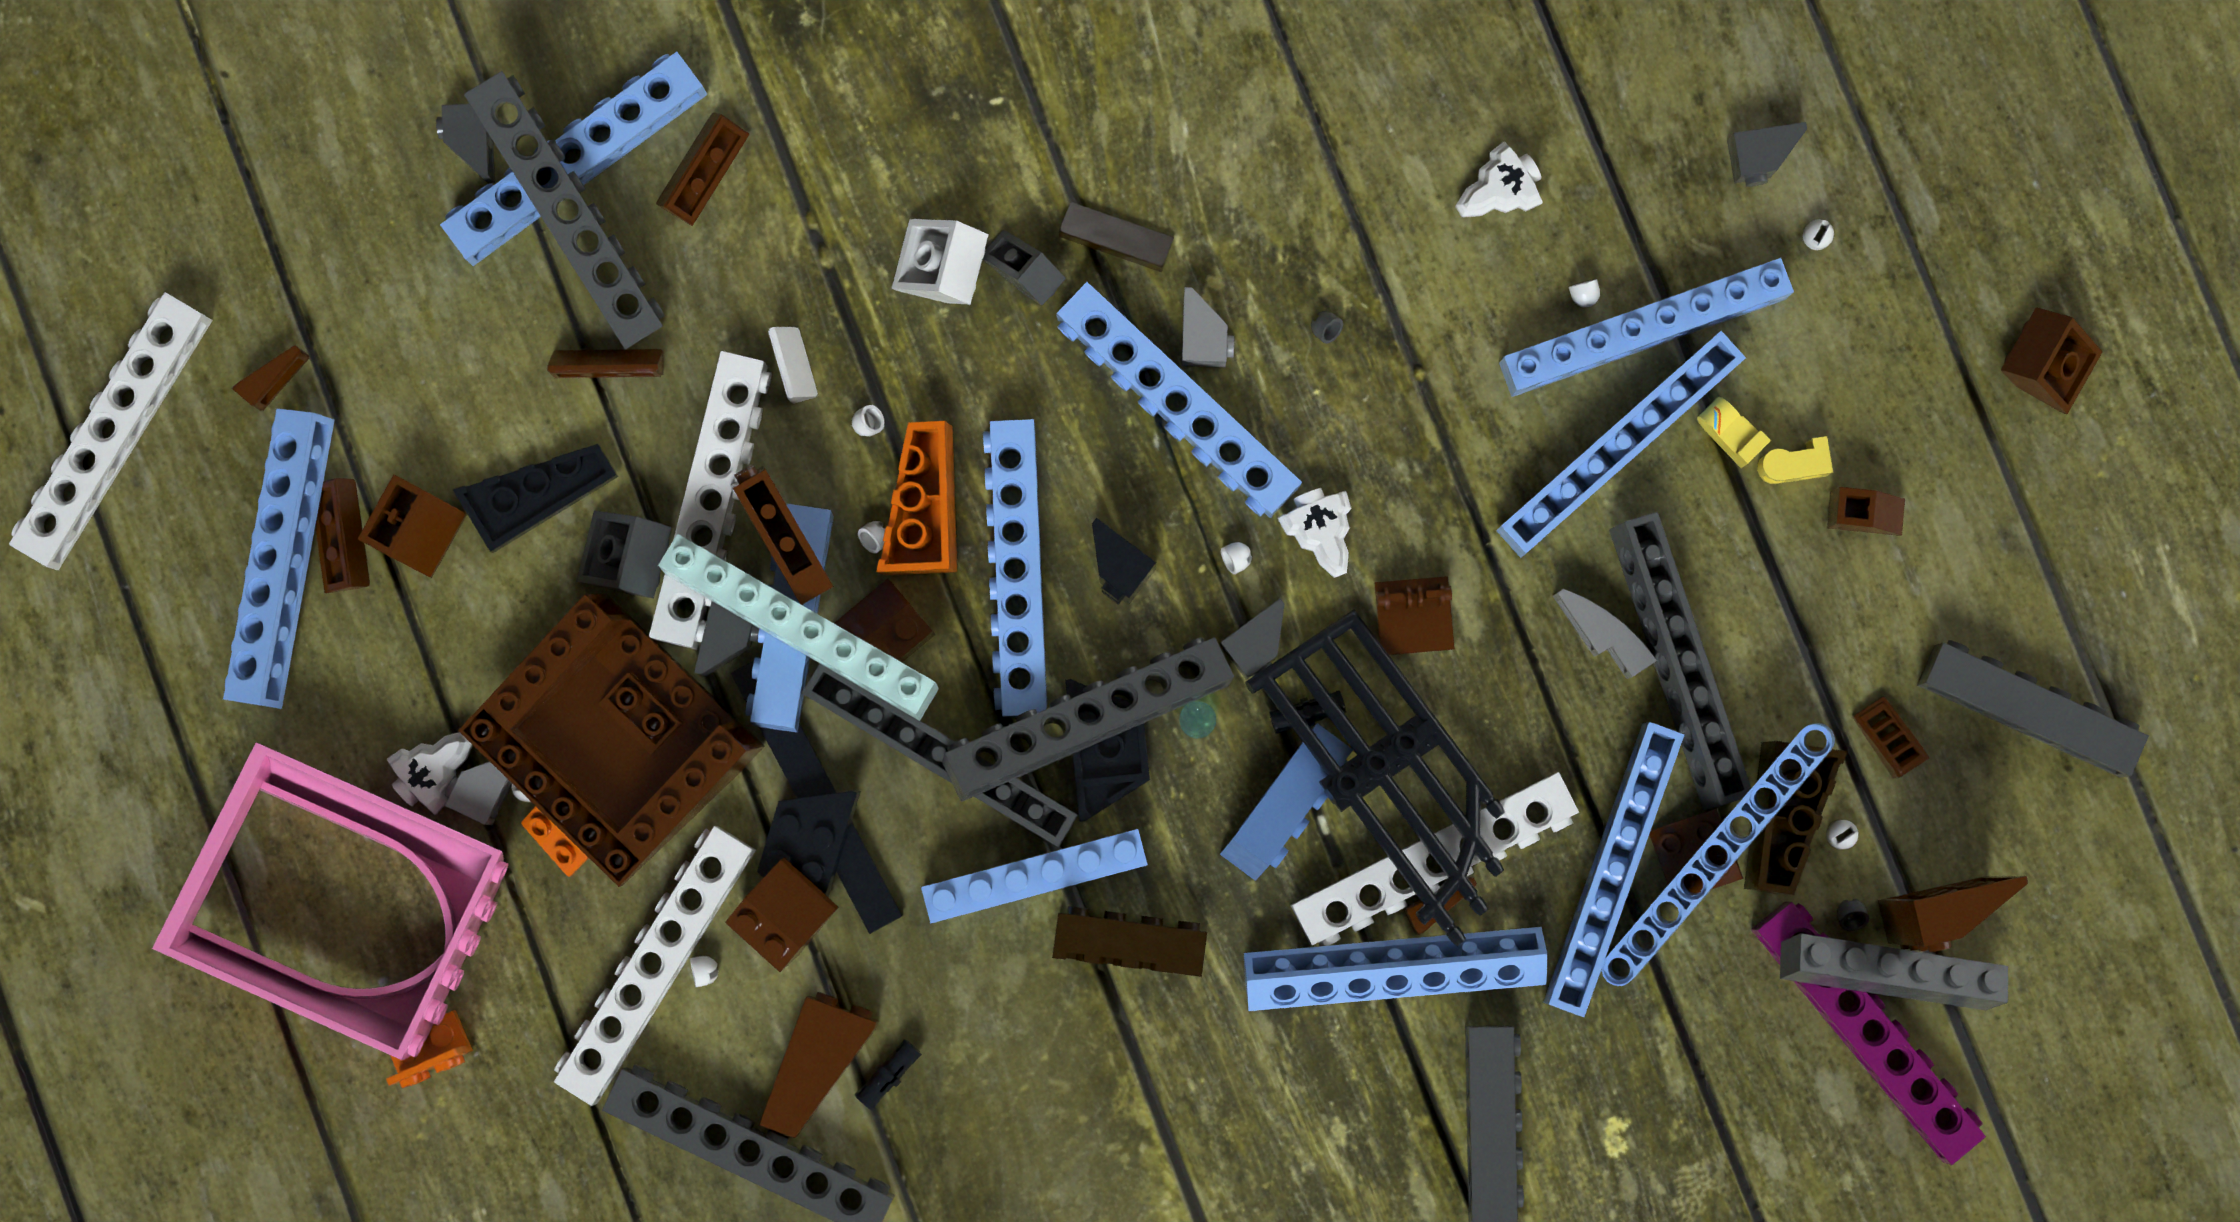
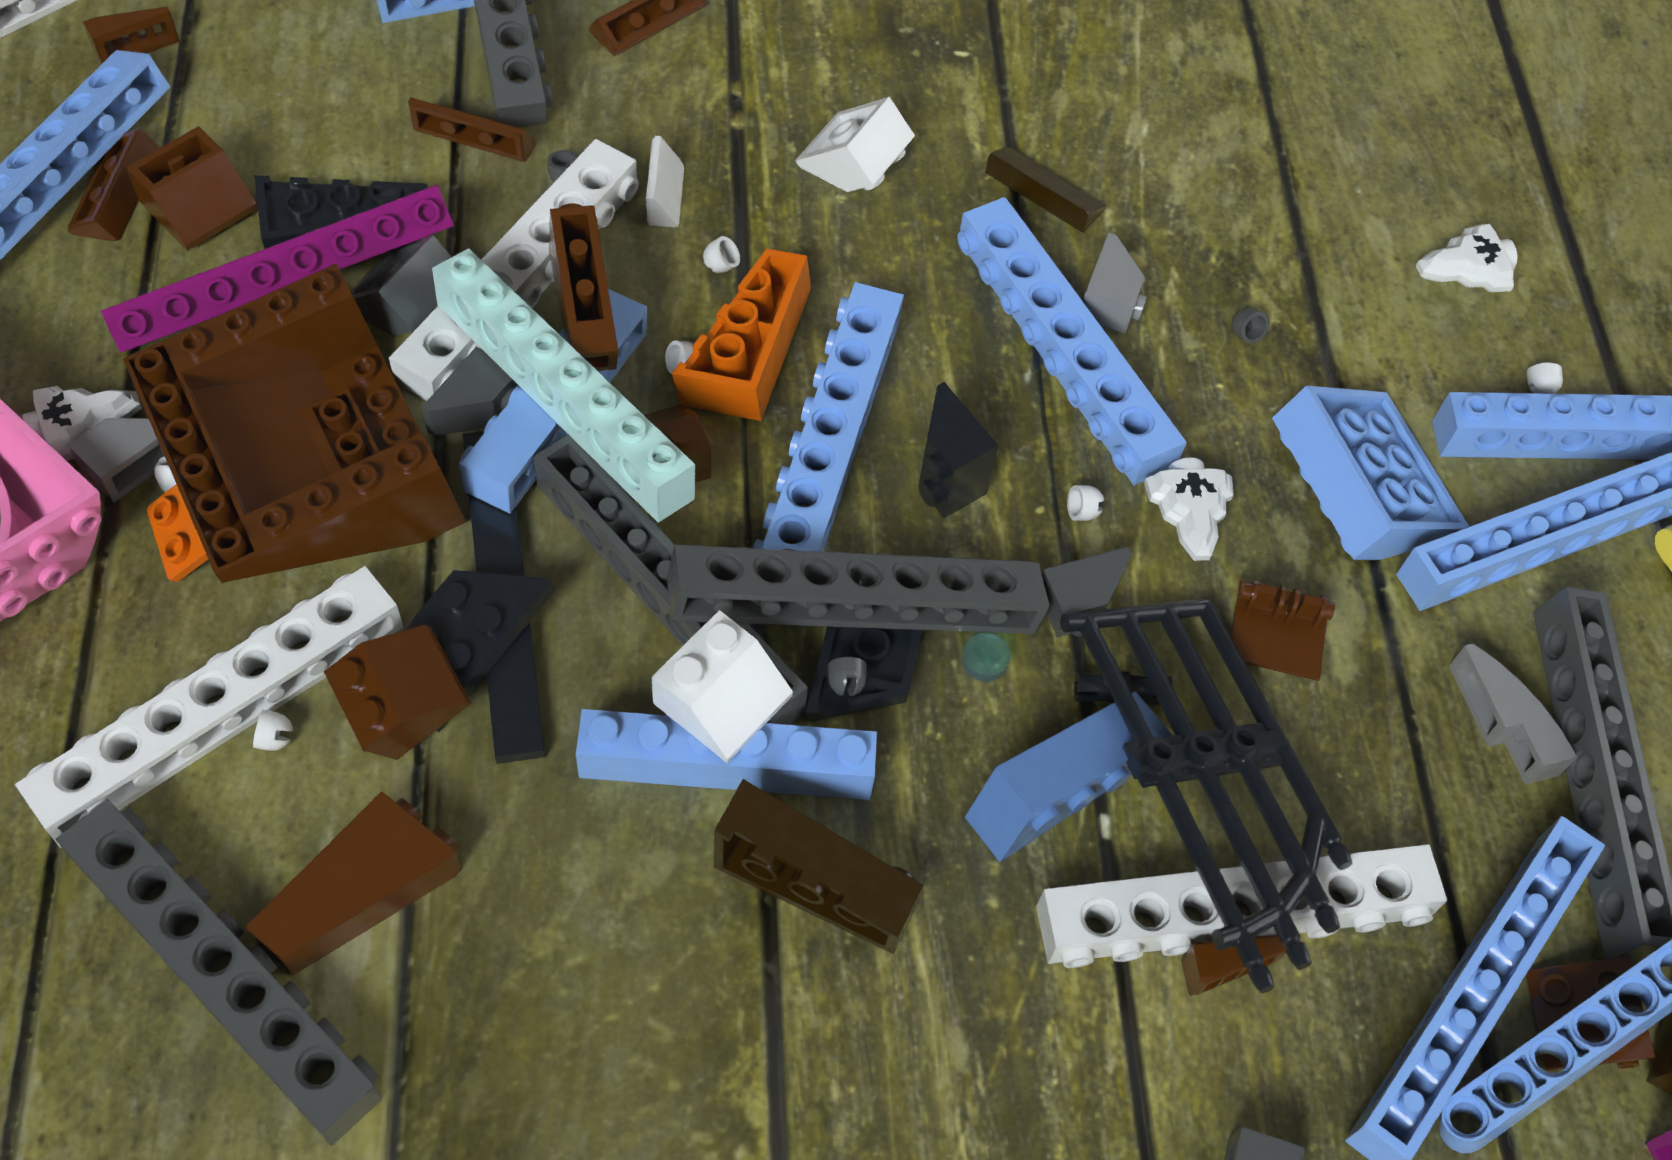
camera: 10 degrees right, 25 degrees down
(522, 582) = (272, 268): none -> magenta brick
(700, 372) = (559, 162): none -> dark grey hinge
(888, 1074) = (442, 933): black pin -> none
(1018, 846) = (720, 687): none -> white slope
(1023, 267) = (943, 177): dark grey slope -> none
(1102, 785) = (847, 674): none -> dark grey hinge
(1395, 969) = (1292, 1036): light blue brick -> none
(1456, 443) = (1367, 471): none -> light blue slope

